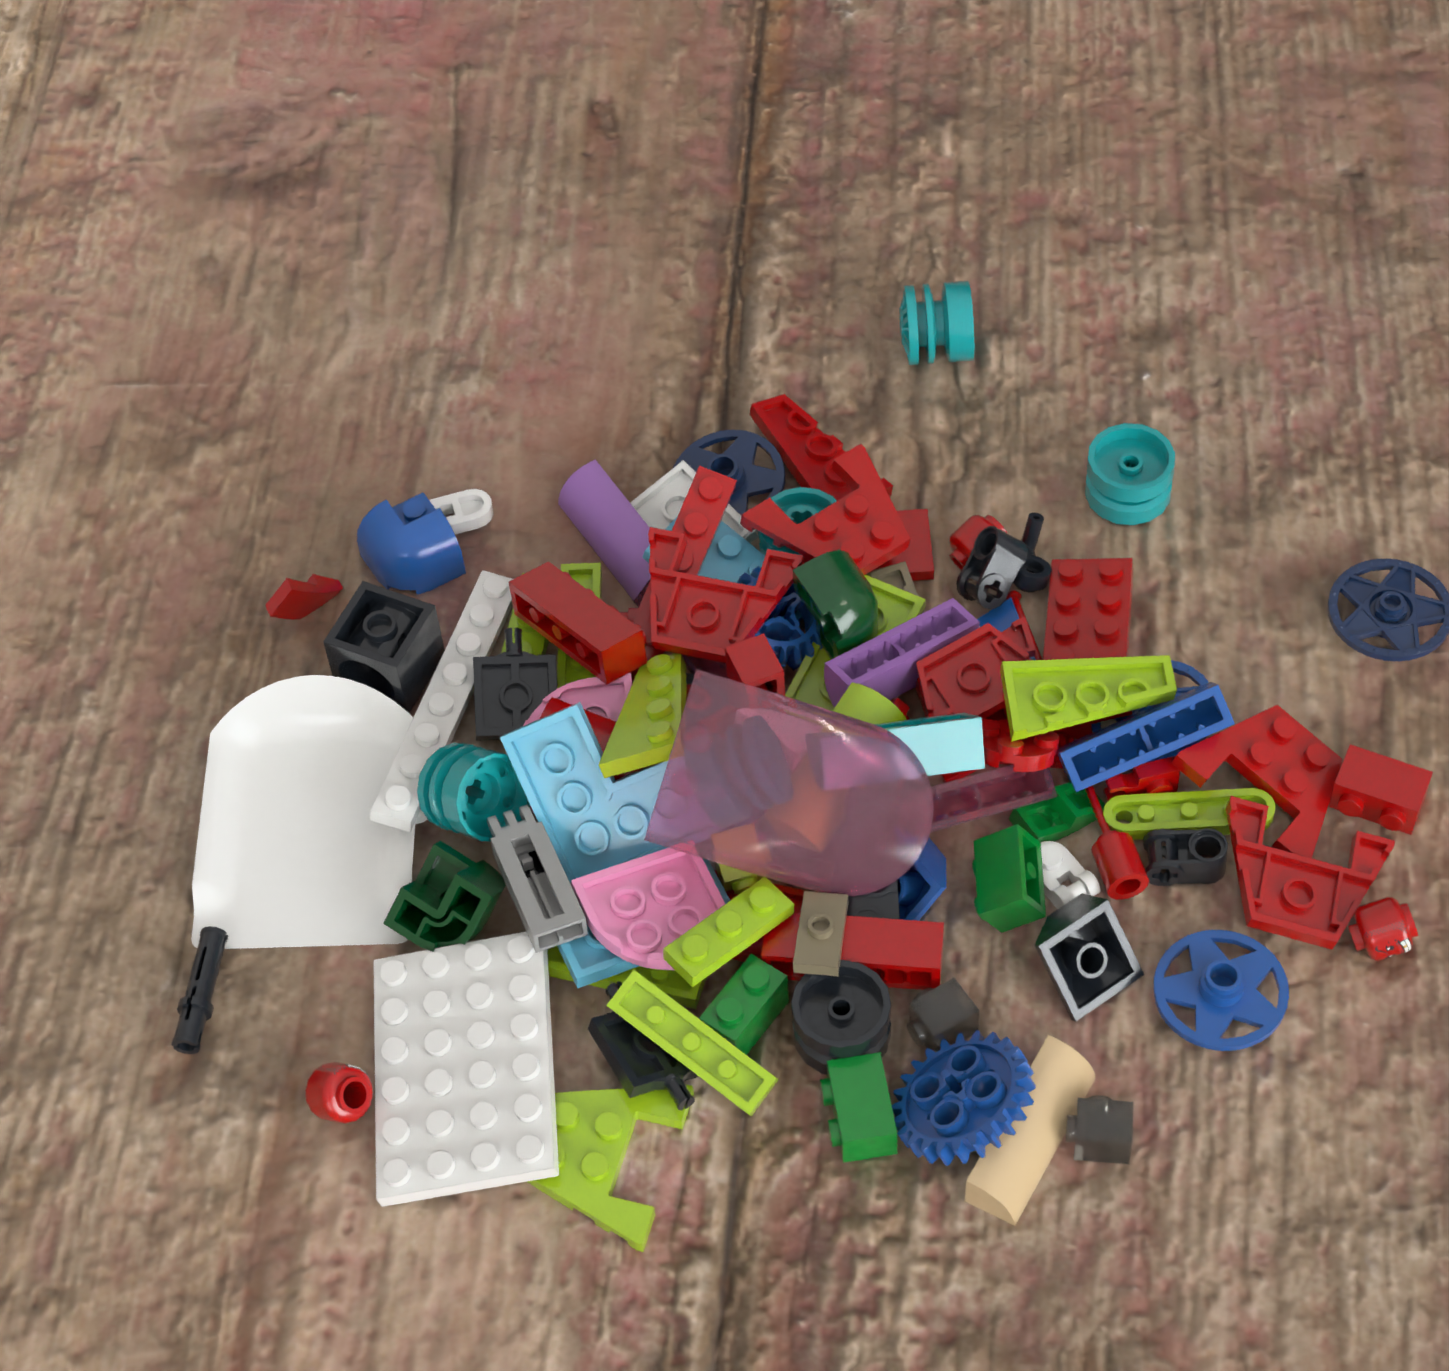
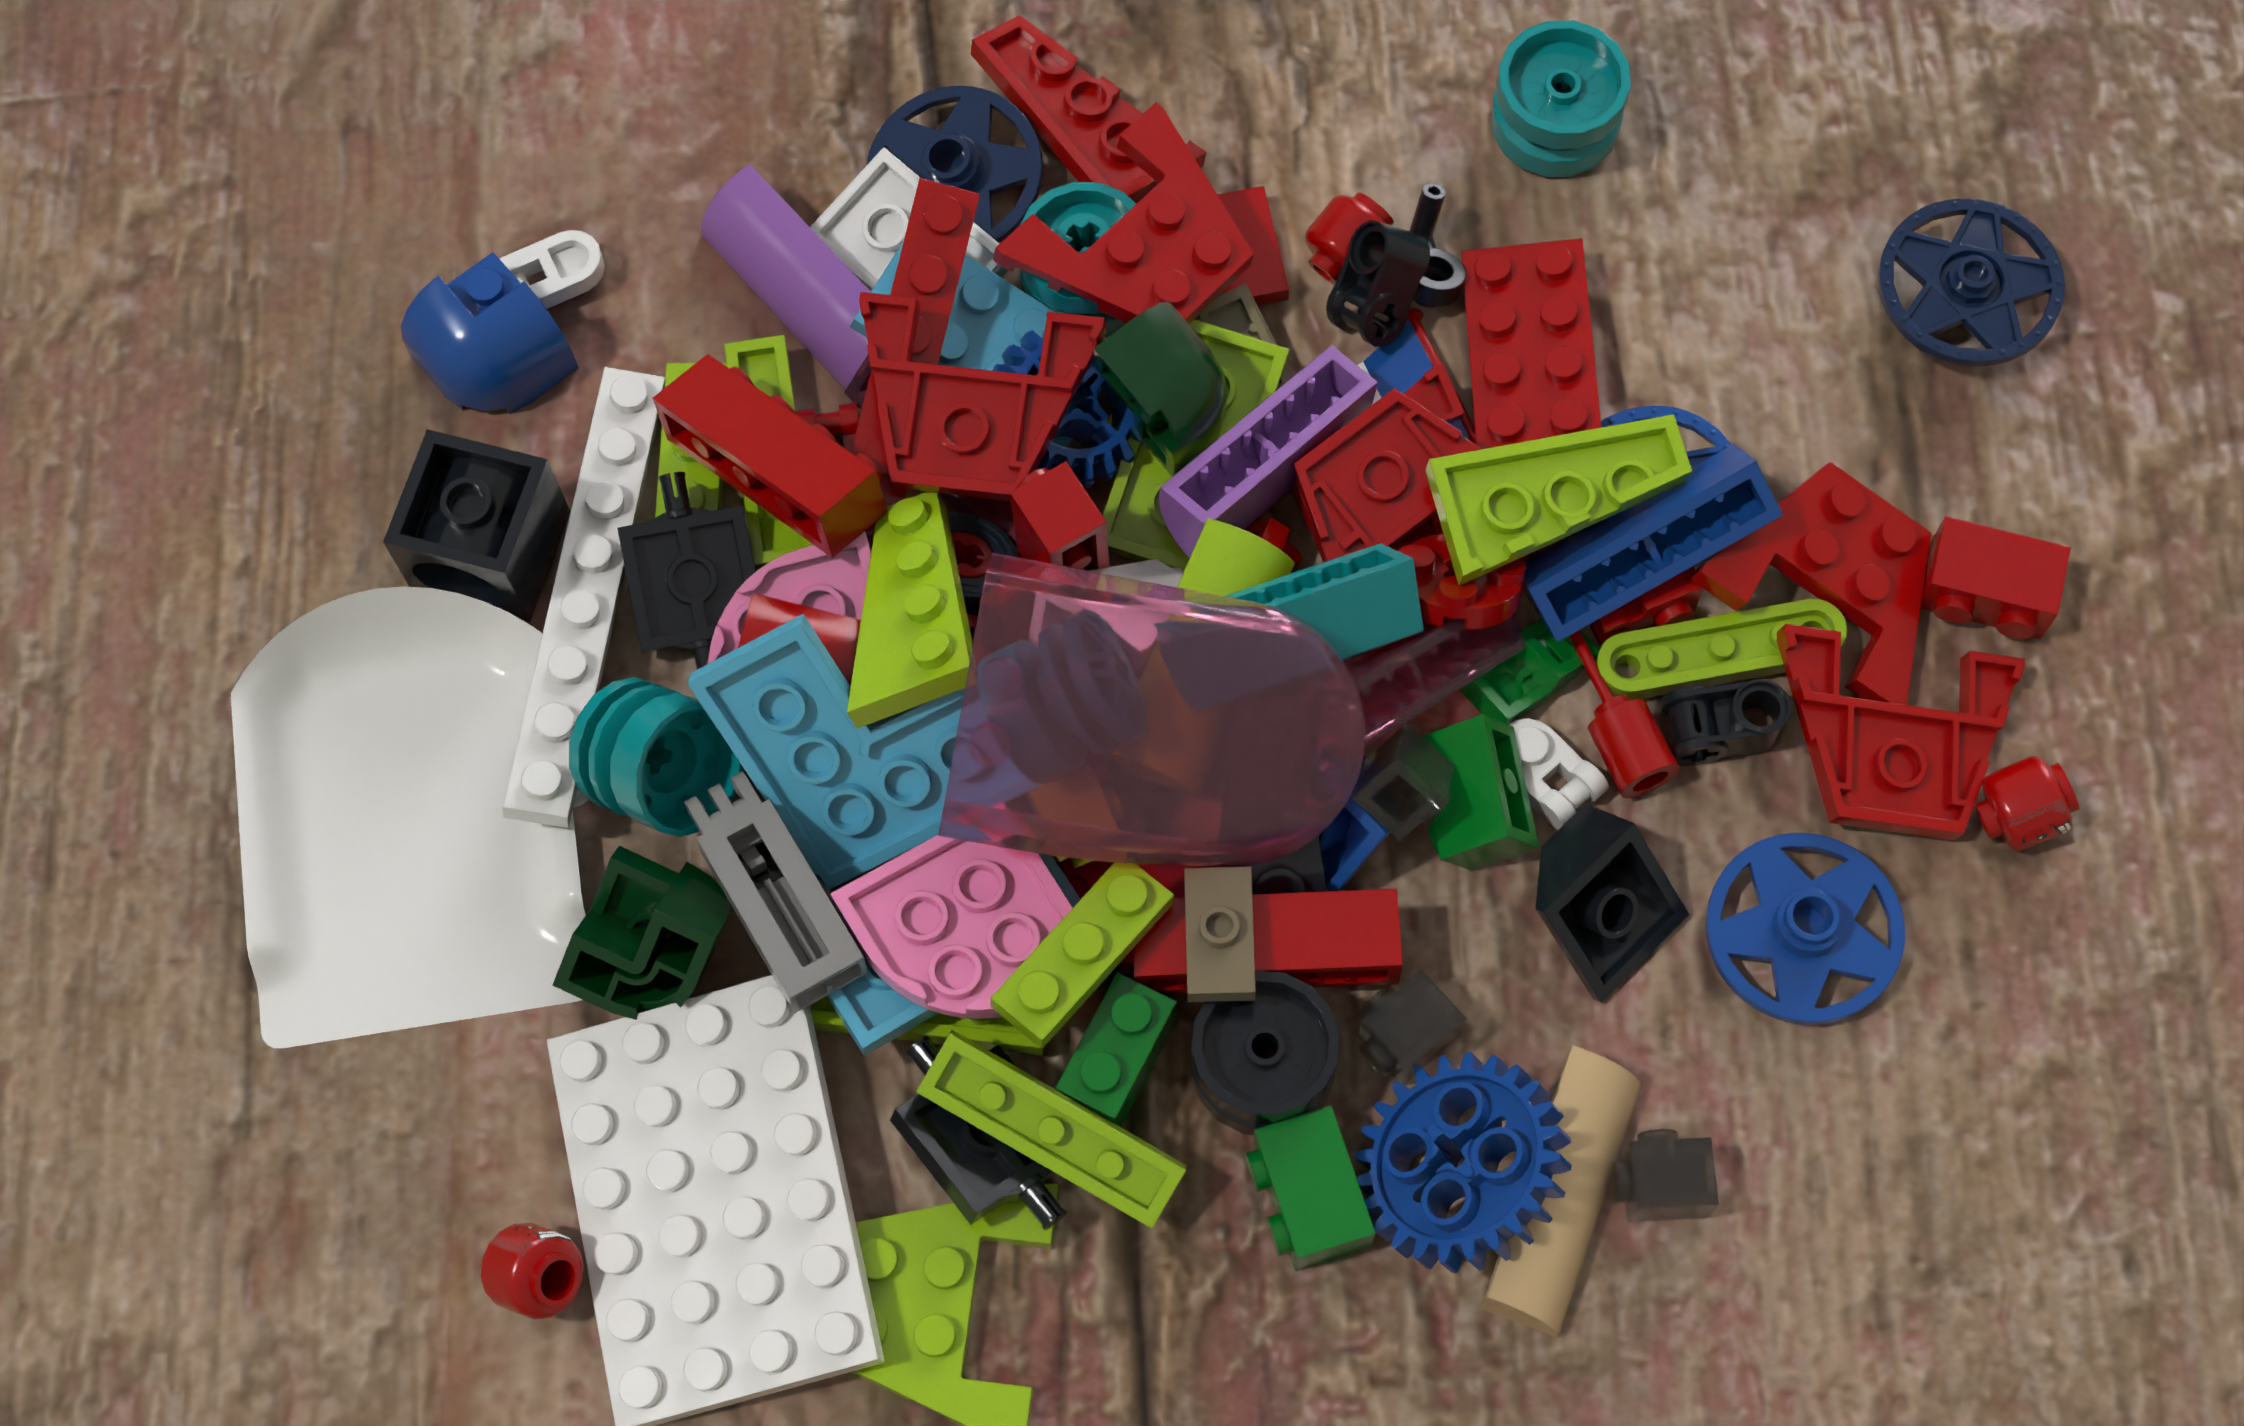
camera: 10 degrees left, 15 degrees up
(196, 1005) = (289, 1126): black pin -> none
(298, 598) = (329, 449): red slope -> none
(959, 859) = (1404, 782): none -> clear smoke brick

